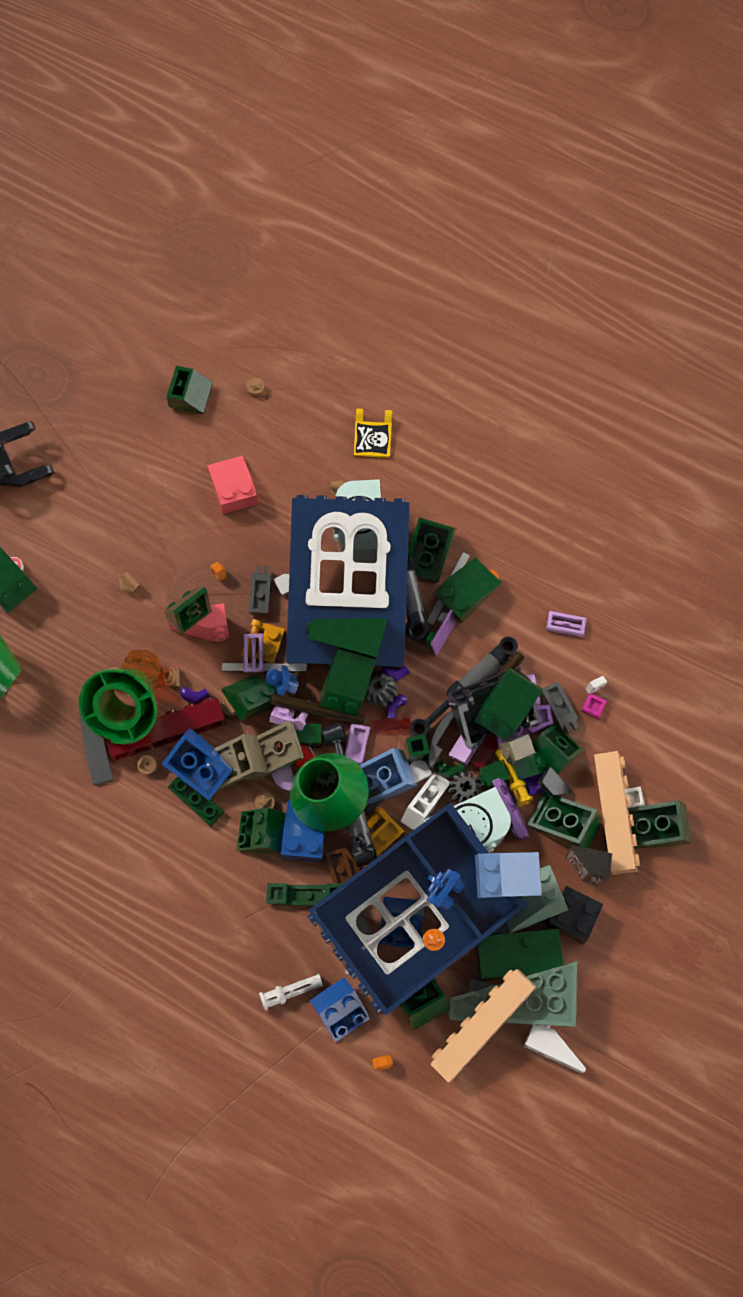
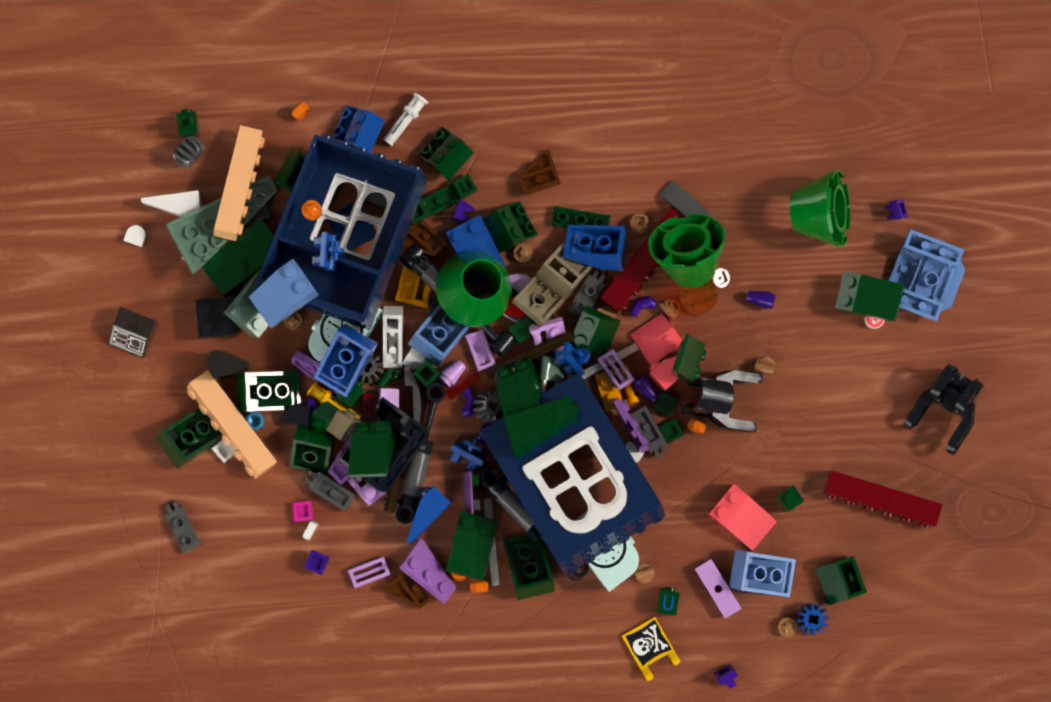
camera: 150 degrees right, 15 degrees up
(91, 637) = (763, 299): none -> dark purple cone
(112, 430) = (882, 498): none -> dark red brick
(181, 574) = (718, 399): none -> black piece
(184, 471) = (790, 498): none -> dark green brick
(201, 659) = (656, 339): none -> coral slope
(203, 861) = (539, 175): none -> reddish brown wing
(232, 379) = (811, 626): none -> blue gear
(232, 605) = (665, 404): none -> dark green tile
(233, 731) = (588, 293): none -> dark grey hinge
(238, 627) = (645, 387): none -> dark purple cone
(242, 582) = (671, 431): none -> dark green tile
(247, 433) = (762, 573): none -> medium blue slope
(271, 600) = (631, 425): none -> medium lavender wing
(274, 934) = (445, 153): none -> dark green slope
(289, 435) = (724, 599): none -> lavender tile
(295, 873) = (461, 208): none -> dark purple tile
(310, 684) = (550, 371): none -> sand green piece
(327, 379) = (726, 675): none -> dark purple tile
(336, 456) = (668, 601): none -> dark green brick
(394, 738) = (451, 374): none -> lavender cone
(421, 665) = (470, 451): none -> blue hips
(482, 555) = (479, 586): none -> orange tile
(483, 793) = (345, 360): none -> blue slope
(485, 635) = (428, 510): none -> blue slope
(496, 1119) = (187, 123): none -> dark green brick
(512, 1089) = (188, 151): none -> dark grey gear
(517, 593) = (427, 572): none -> medium lavender wing
(539, 589) = (409, 591): none -> reddish brown wing
(593, 802) = (255, 420): none -> dark azure tile
(607, 654) = (316, 562): none -> dark purple tile
(607, 1042) = (135, 235): none -> white tile
(659, 953) = (132, 332): none -> clear smoke slope
(707, 755) = (182, 527): none -> dark grey hinge

